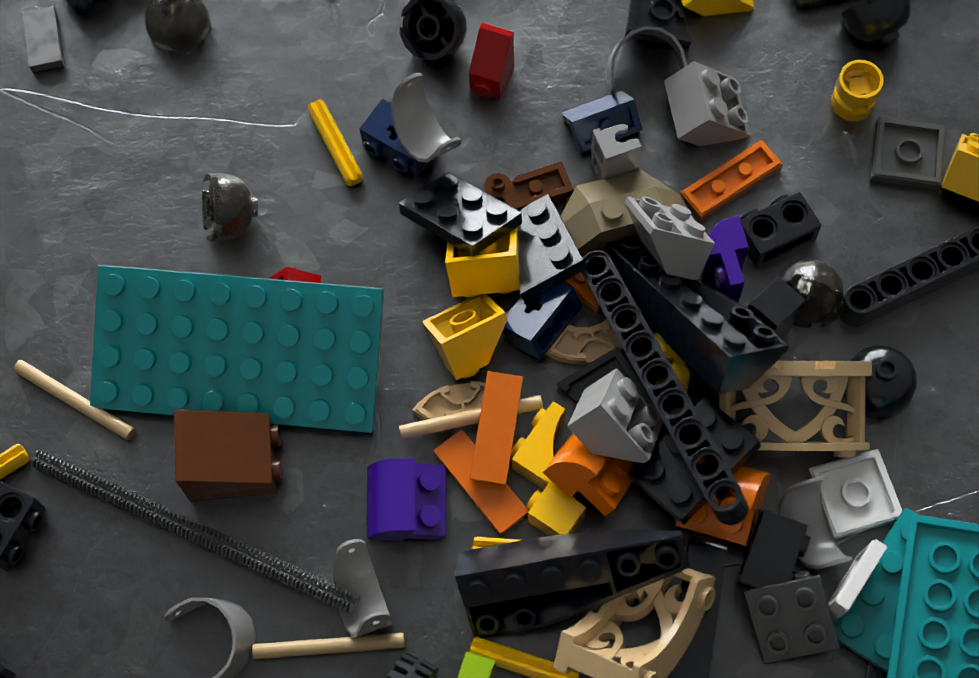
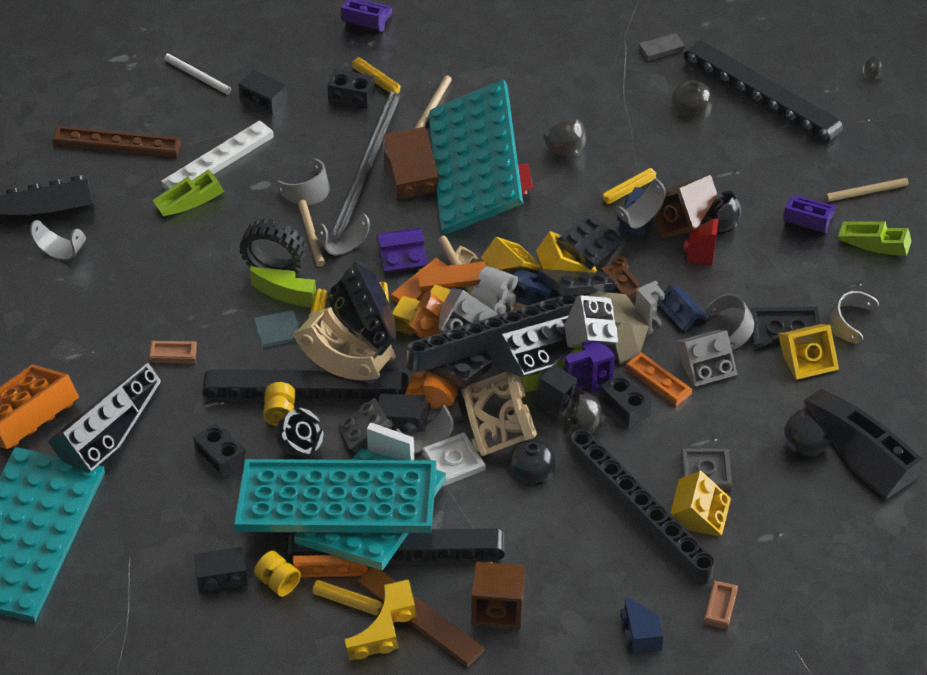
camera: 75 degrees right, 20 degrees down
(407, 49) = (685, 206): none -> reddish brown slope
(554, 367) = (495, 289): none -> light grey brick
(857, 90) = (740, 429): yellow wheel -> none

